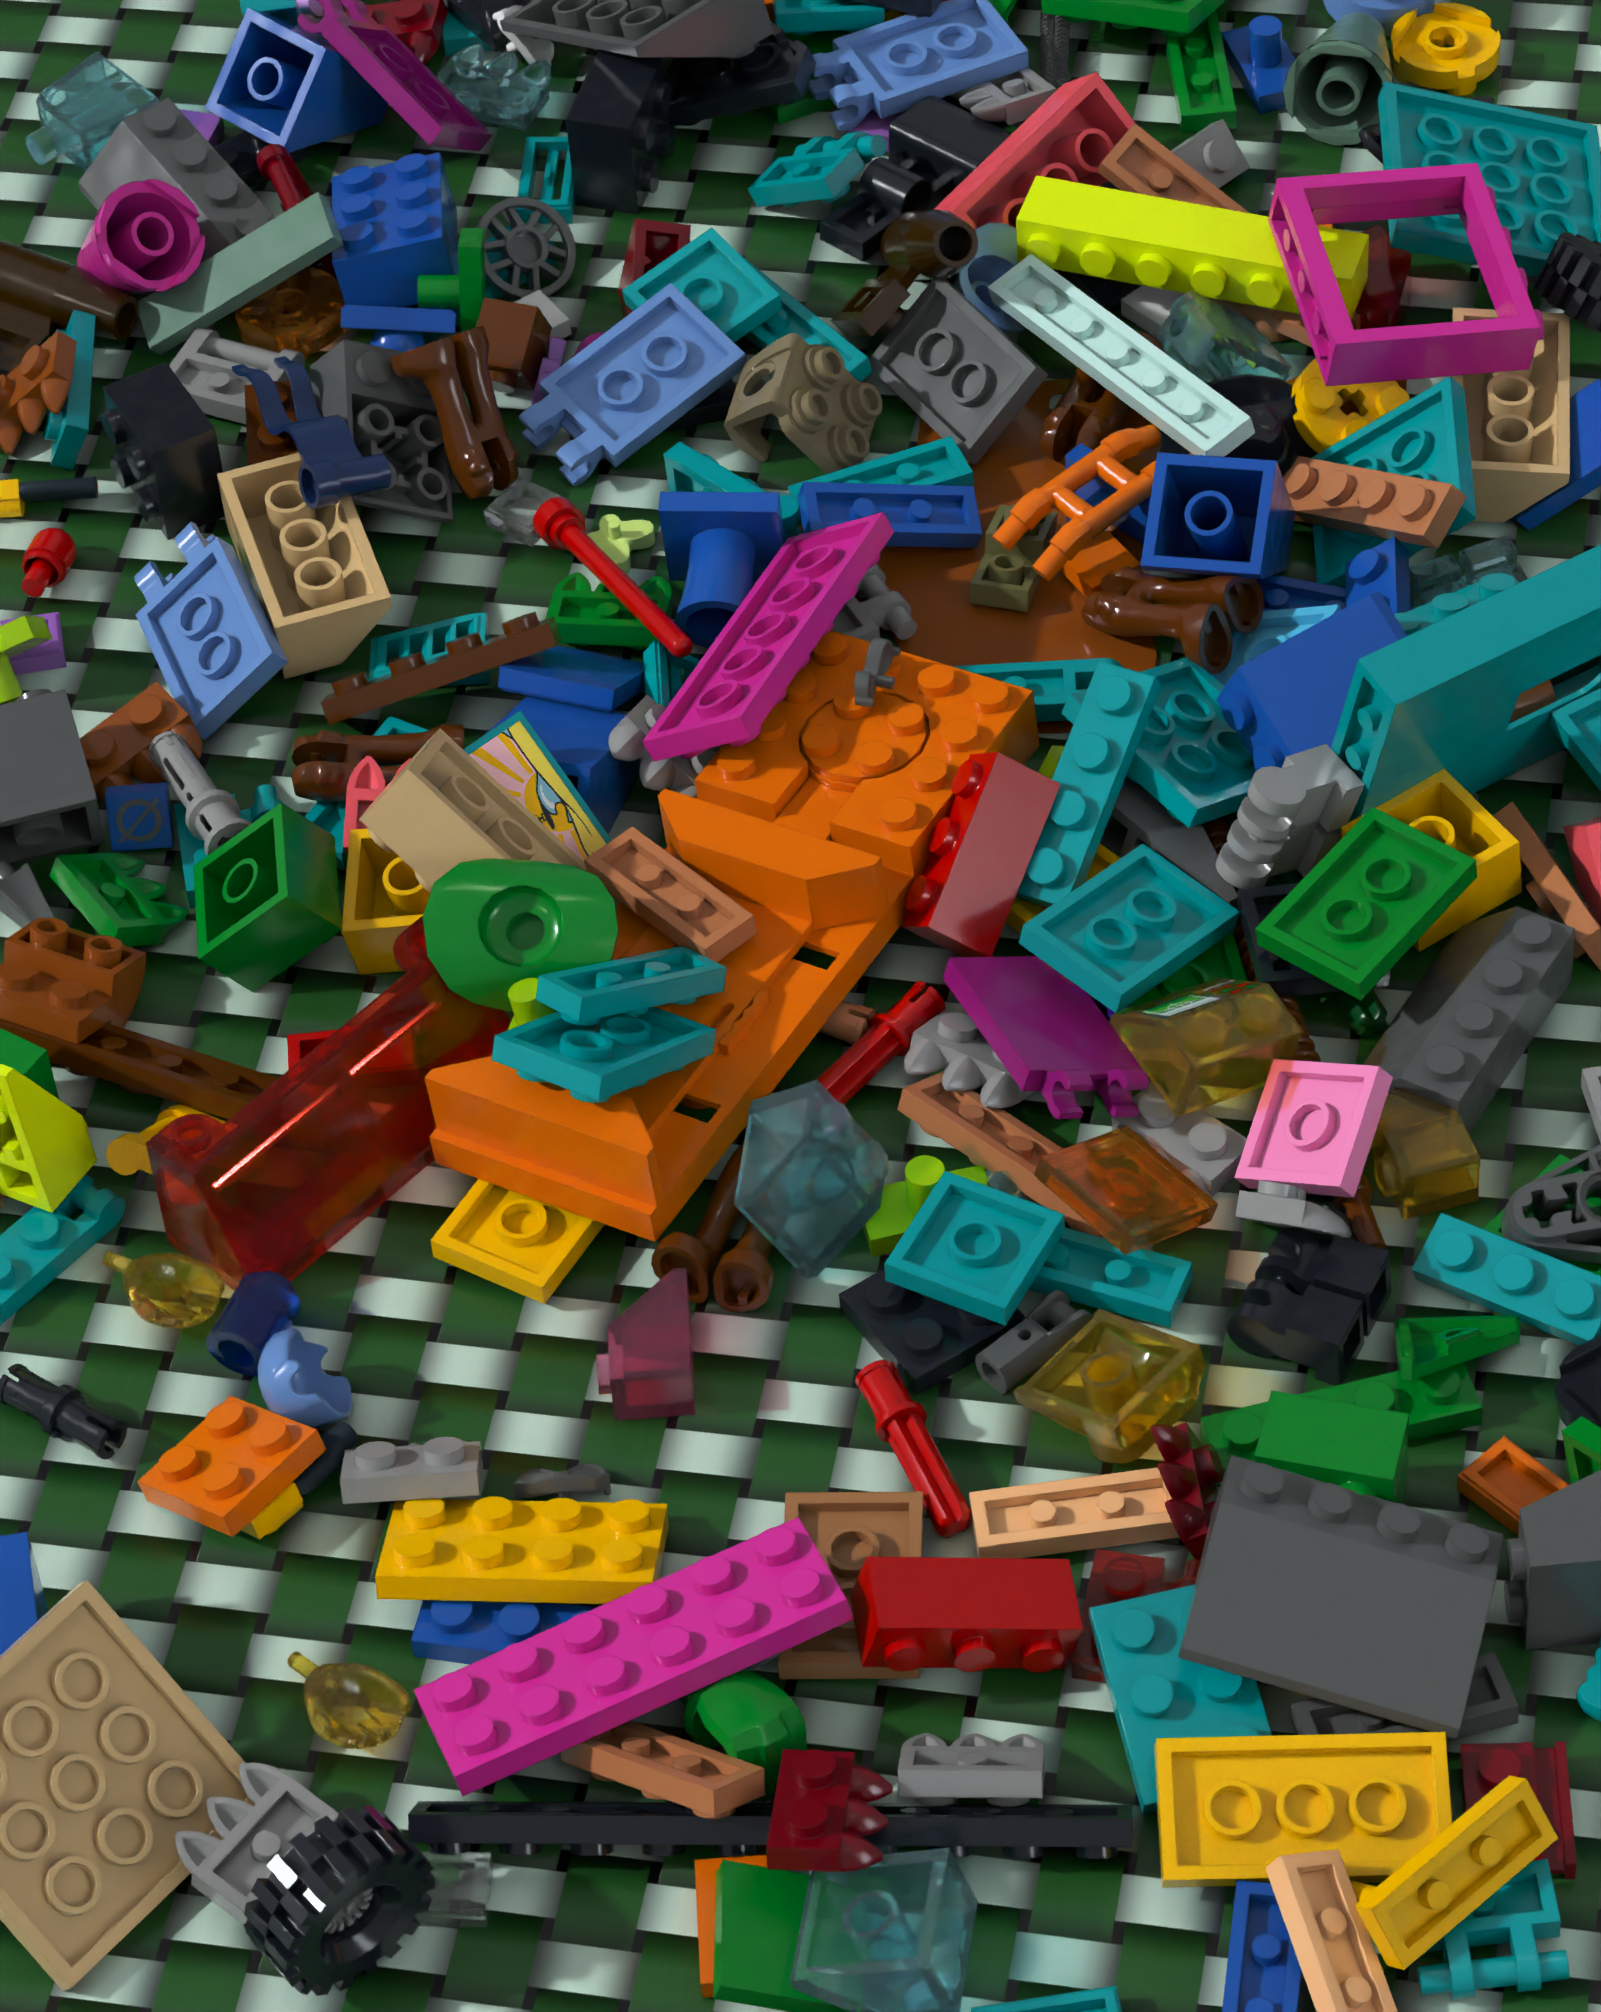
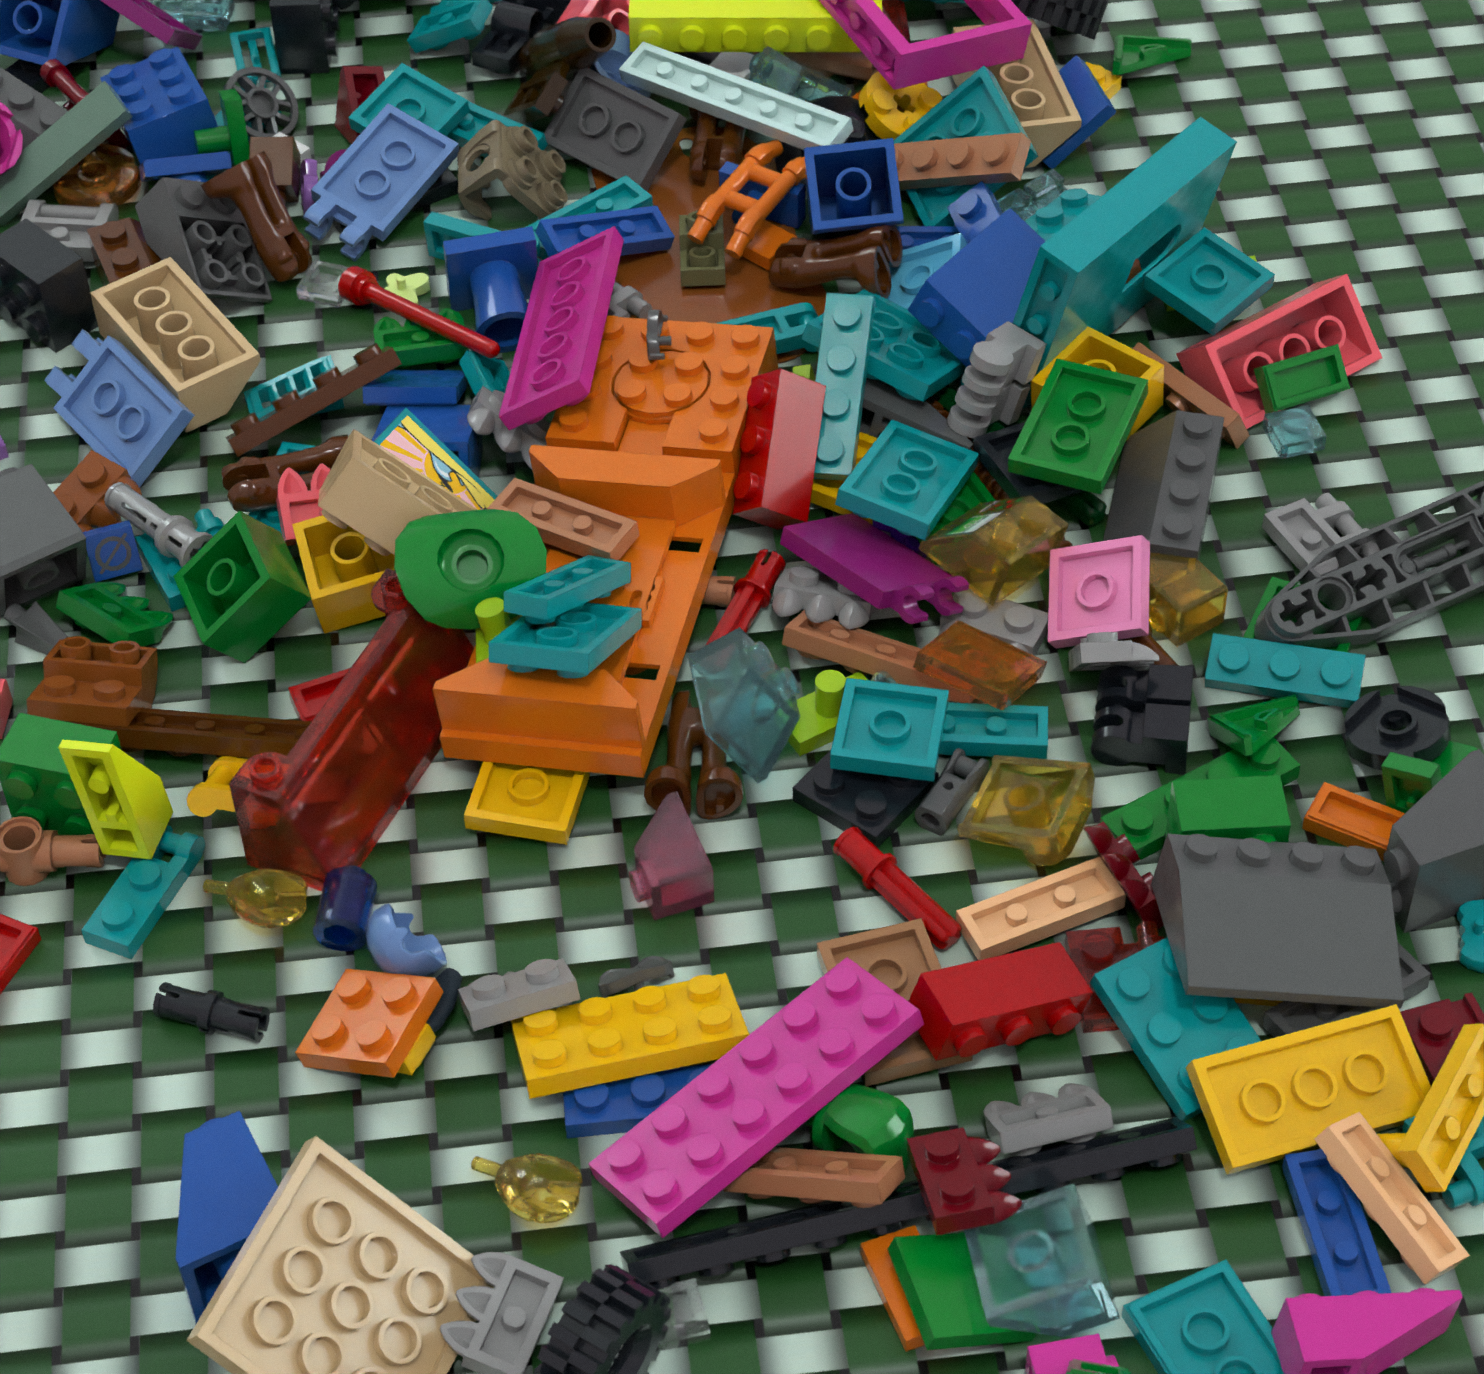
camera: 20 degrees left, 0 degrees up
(328, 452) = (178, 267): dark blue flag -> none

